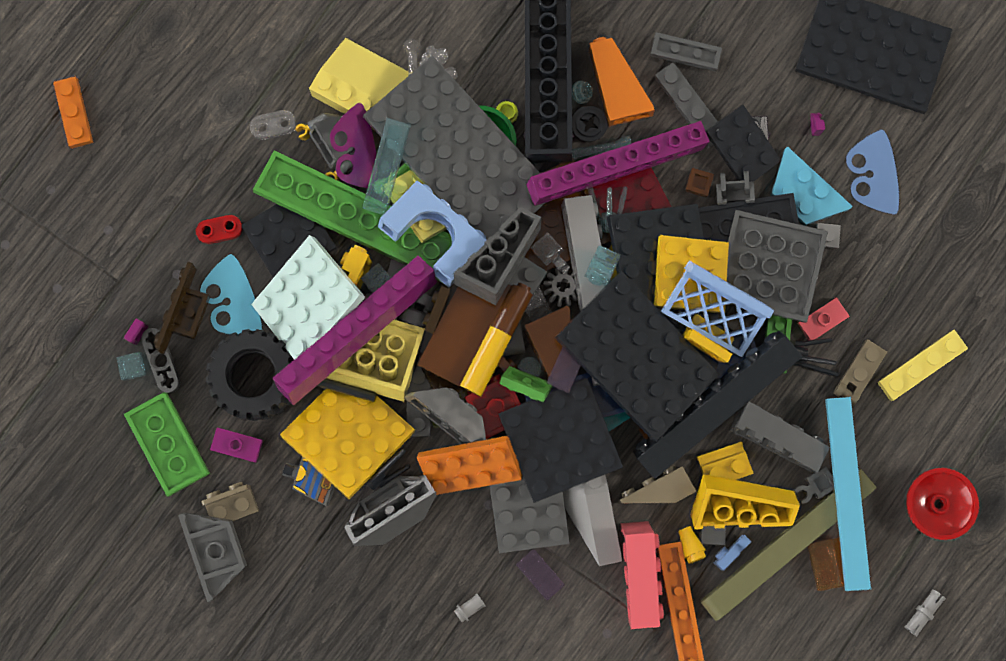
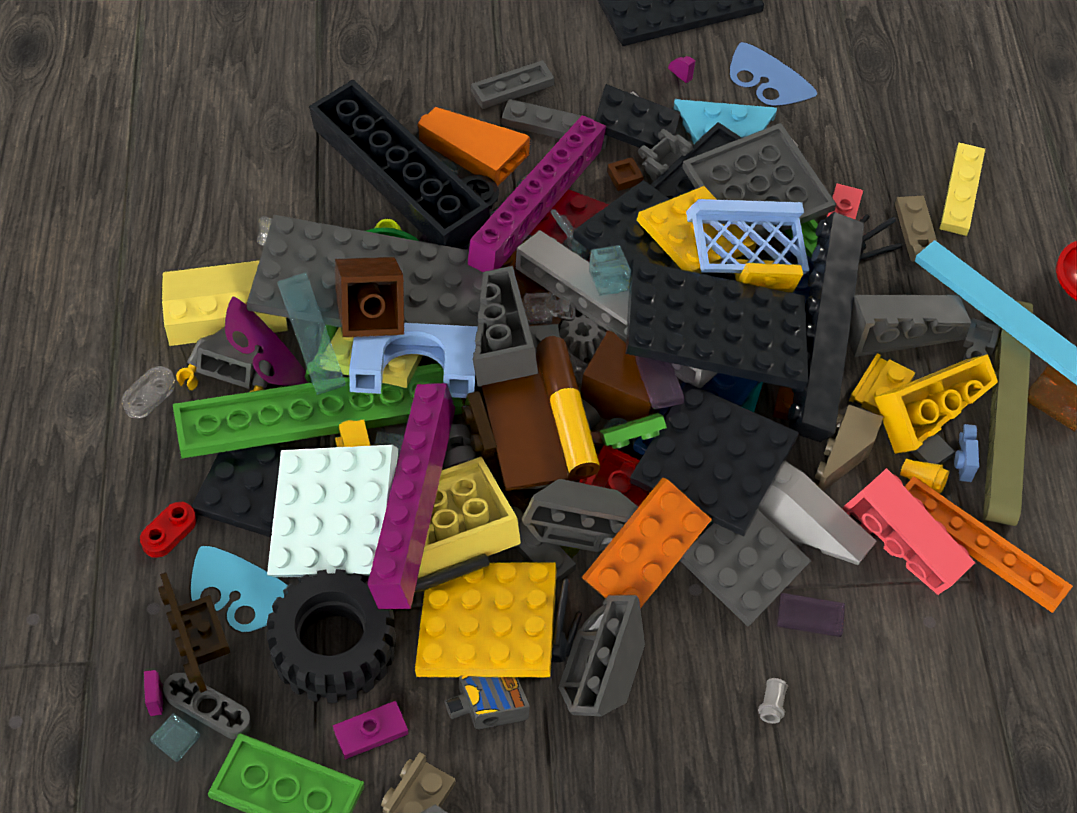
camera: 40 degrees left, 25 degrees down
(412, 48) = (242, 240): clear bar -> none
(434, 171) = (370, 296): none -> reddish brown slope

